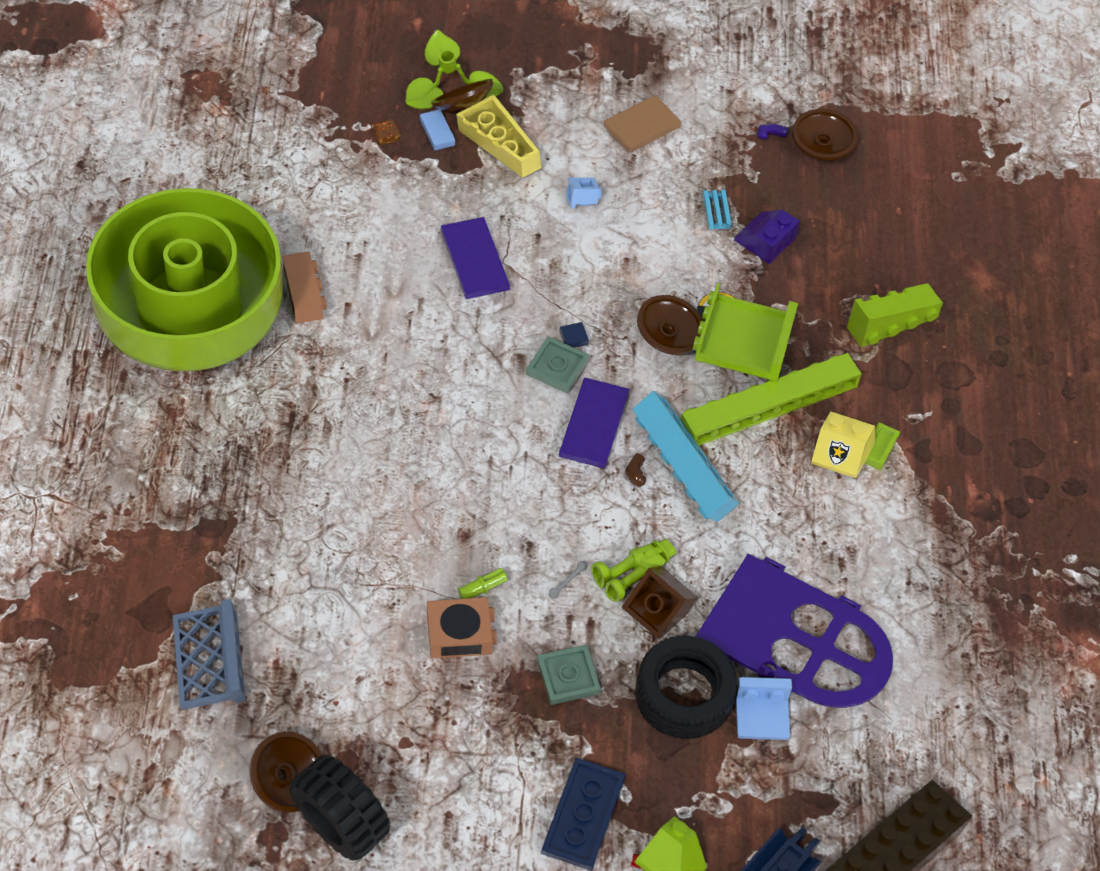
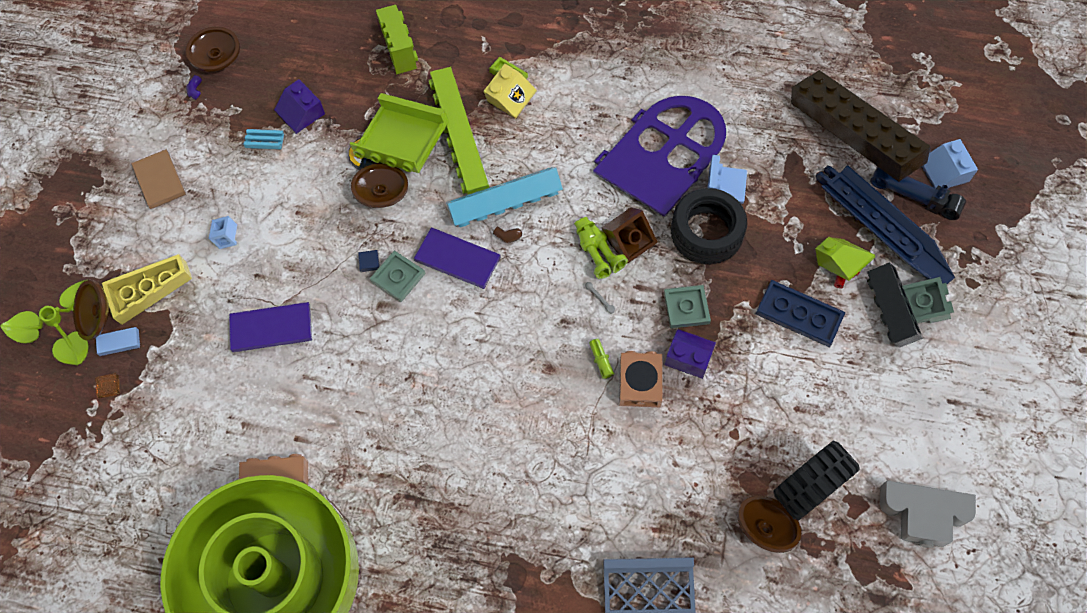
camera: 75 degrees left, 10 degrees up
(505, 681) = (689, 353): none -> dark purple slope

